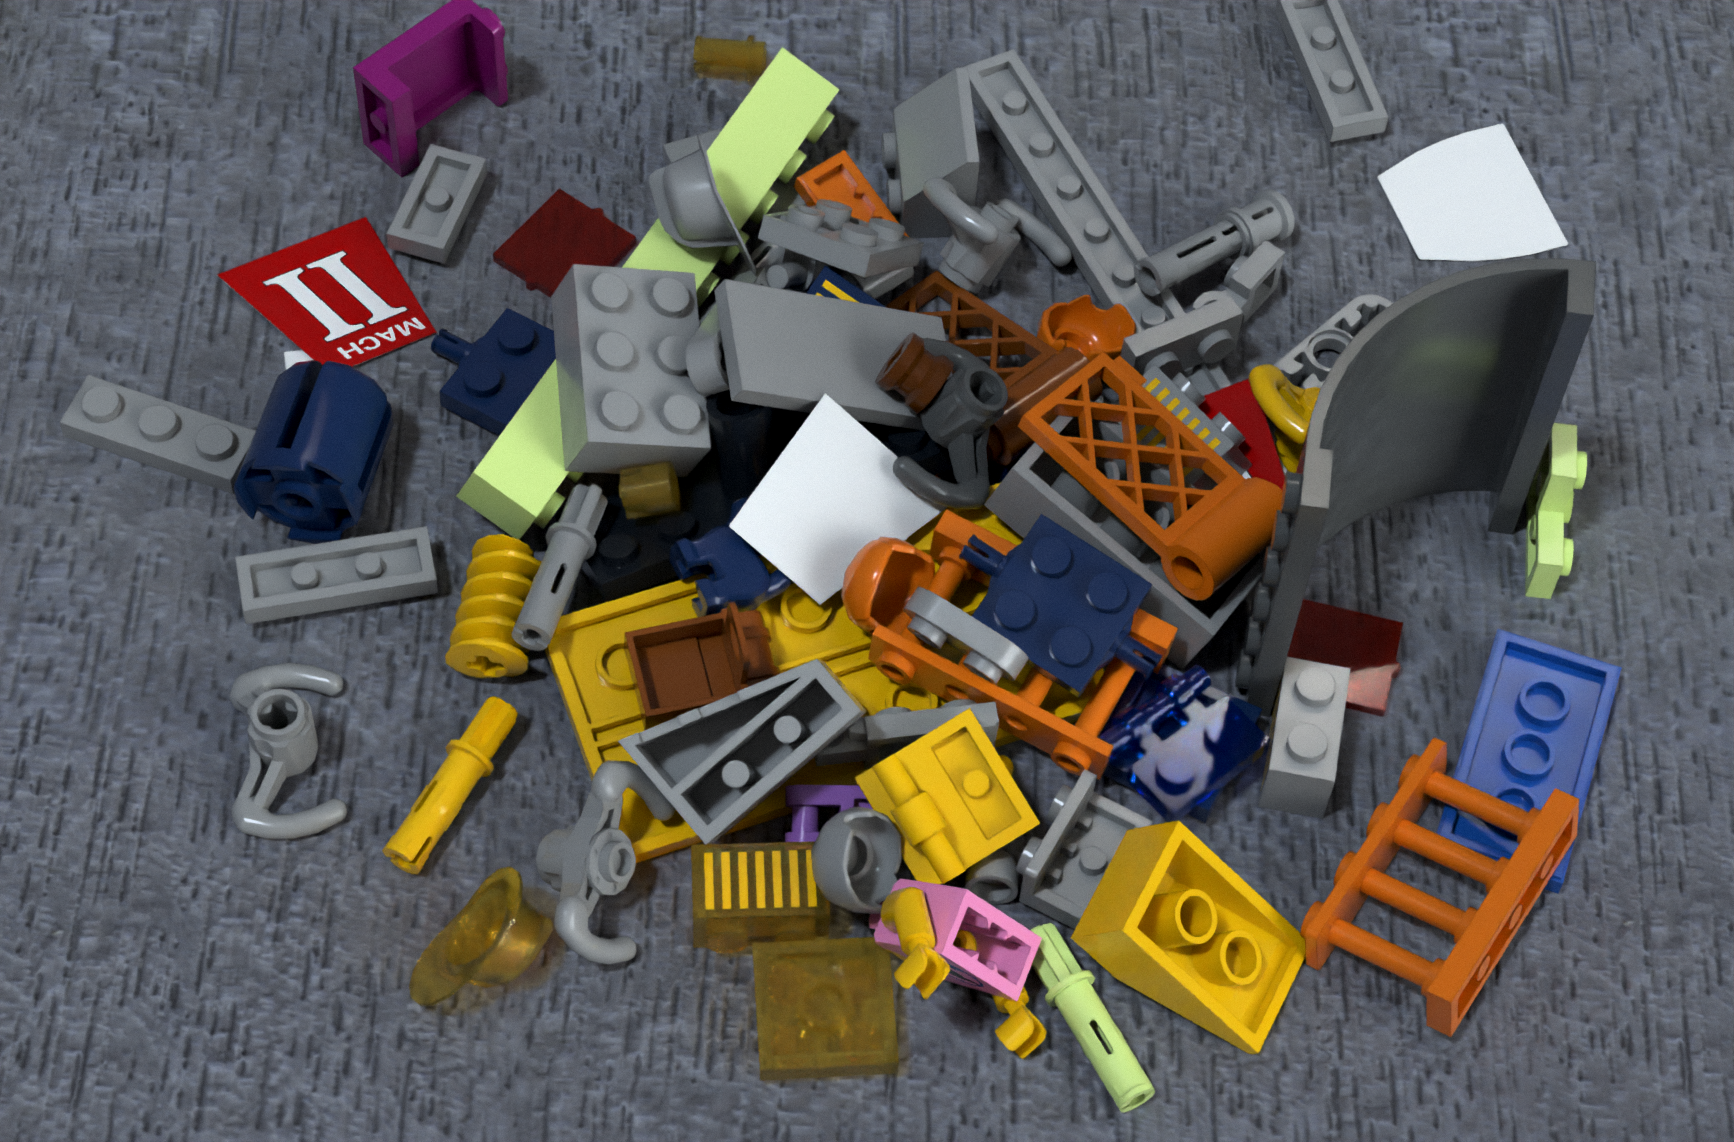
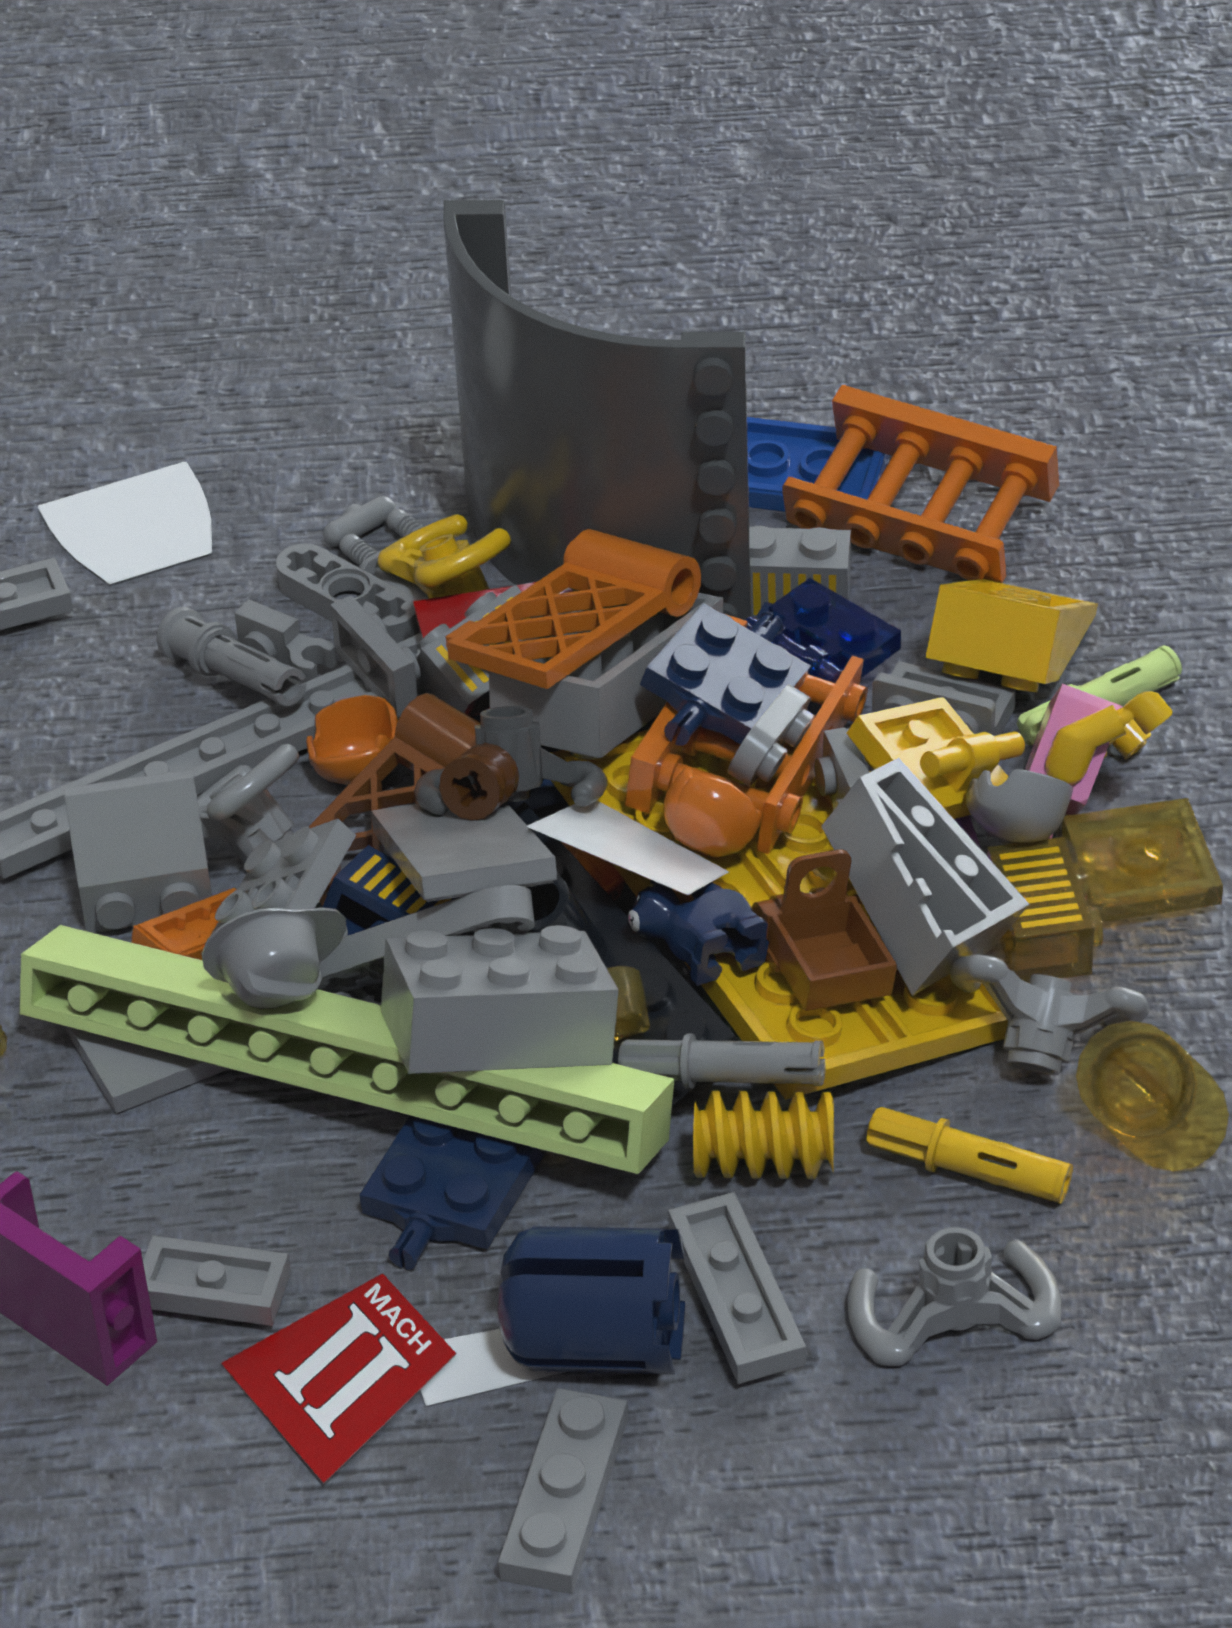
camera: 90 degrees left, 15 degrees down
(559, 236) = (256, 1177): clear red piece -> none

